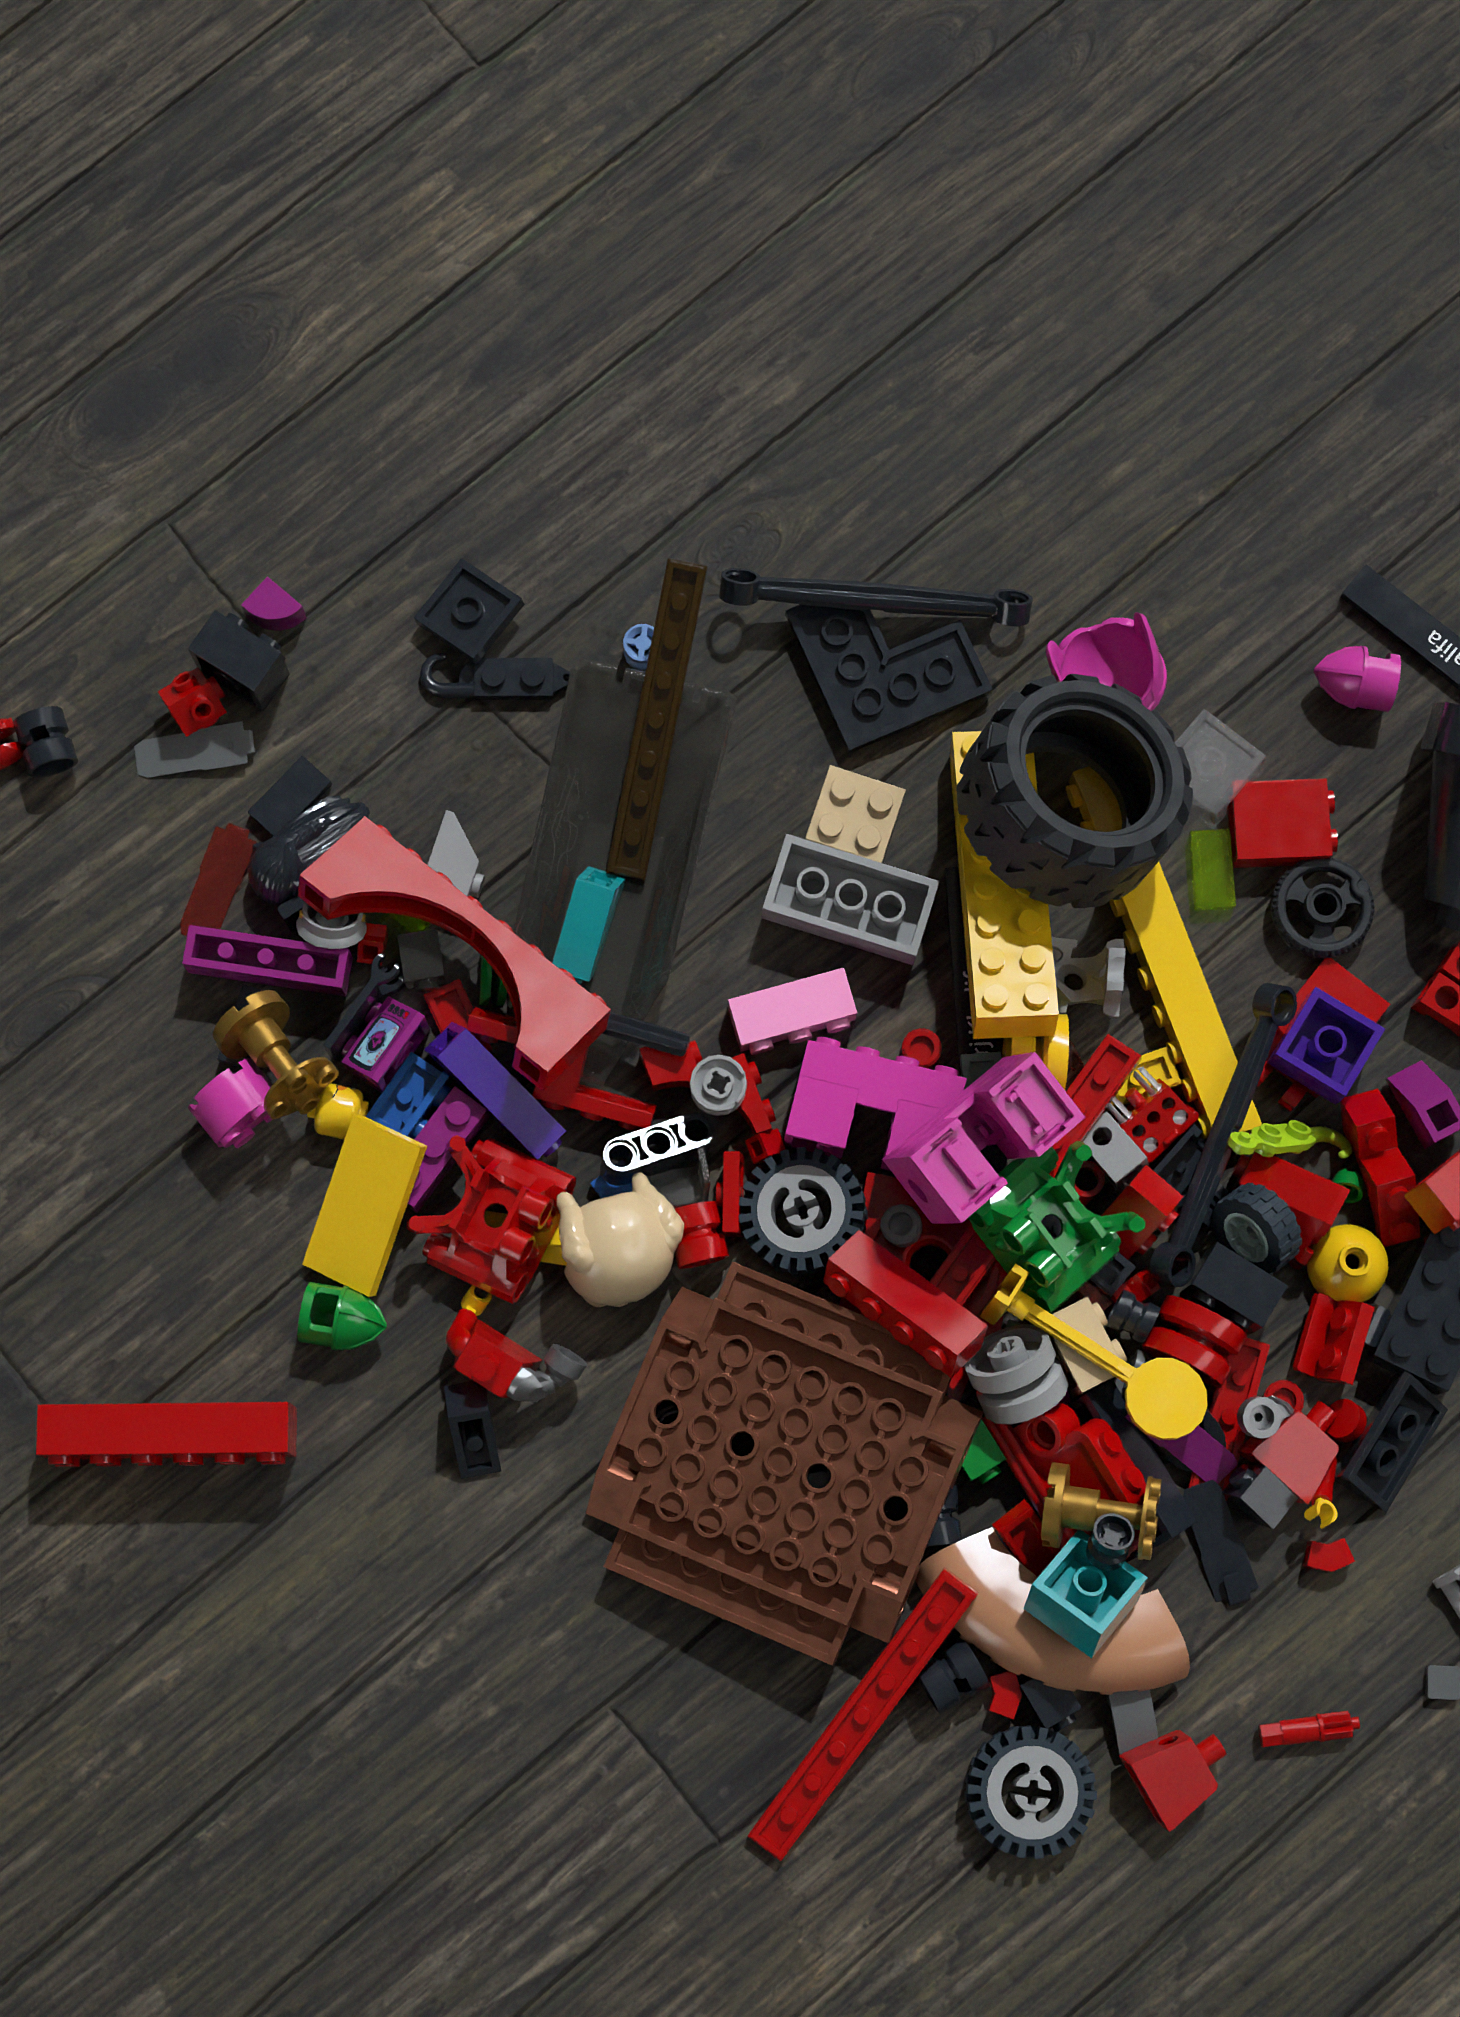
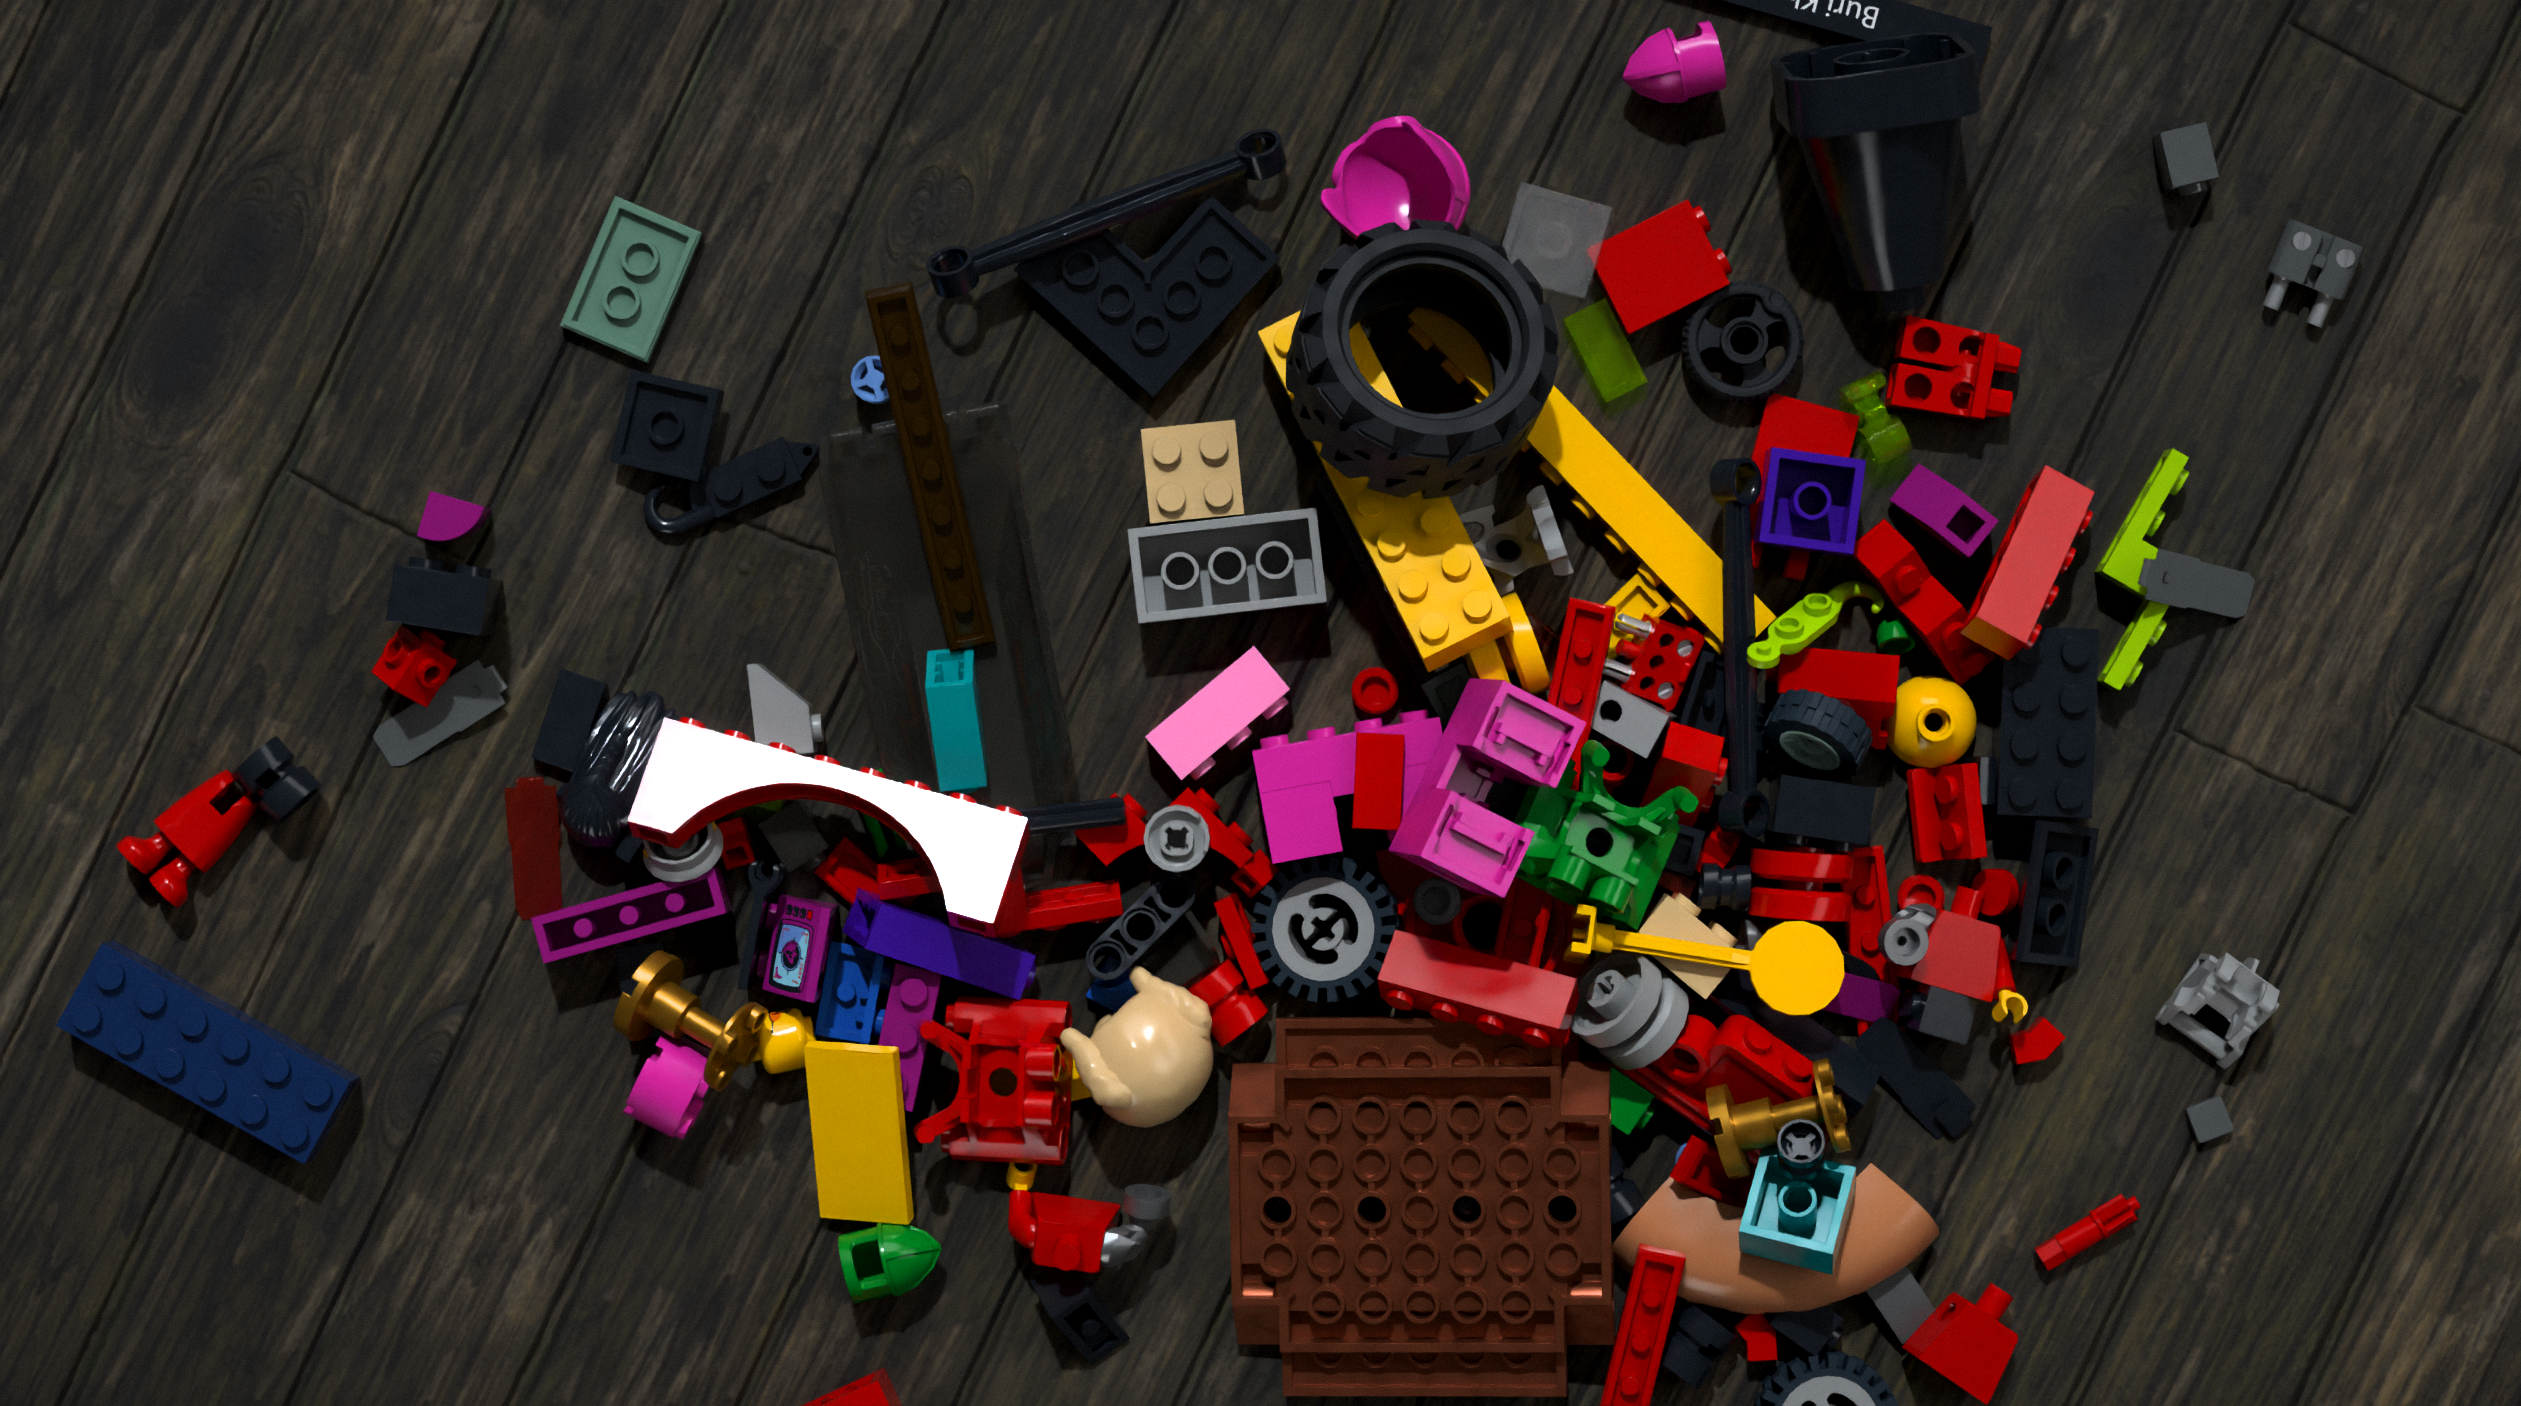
camera: 20 degrees left, 10 degrees up
(492, 496) = (631, 279): none -> sand green tile
(897, 1104) = (1378, 781): none -> red tile
(1402, 1025) = (1883, 432): none -> clear neon green leg

